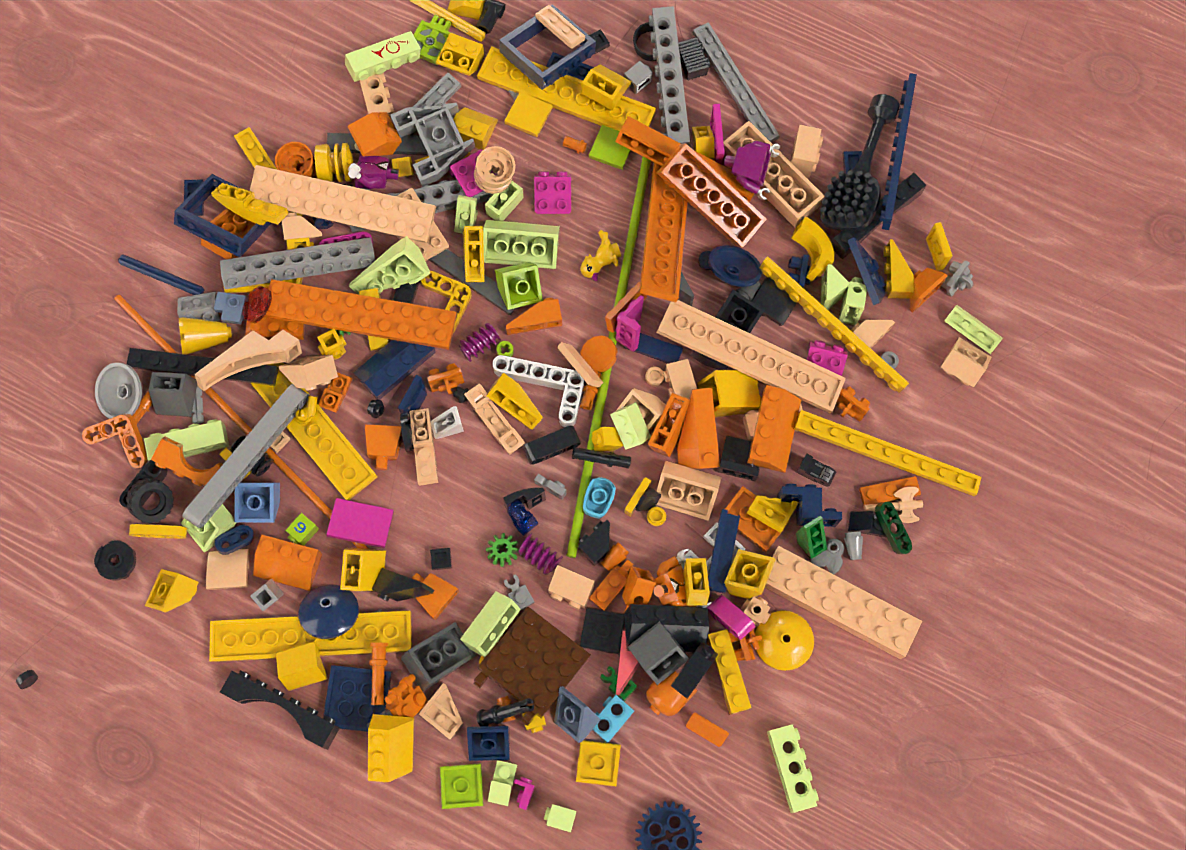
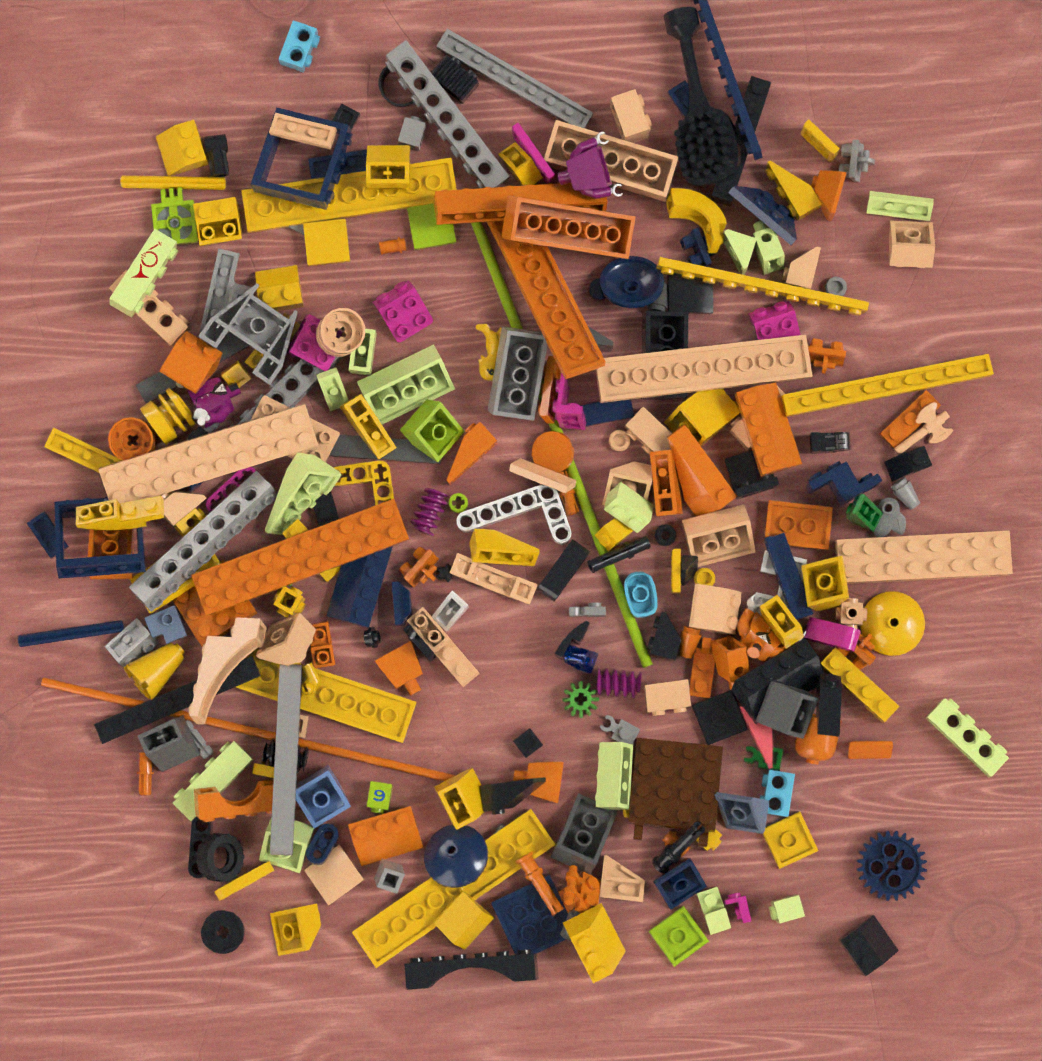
camera: 25 degrees left, 10 degrees up
(118, 390) = (110, 781): light grey dish -> none
(124, 432) = (146, 808): orange beam -> none
(257, 305) = (194, 608): clear red tile -> none
(360, 523) = (430, 756): dark pink tile -> none
(608, 279) = (517, 373): none -> light grey brick
(646, 460) = (665, 528): none -> black plate
(649, 542) = (715, 609): none -> light nougat slope
(772, 511) = (812, 509): yellow wing -> none
(901, 531) = (924, 455): dark green beam -> none

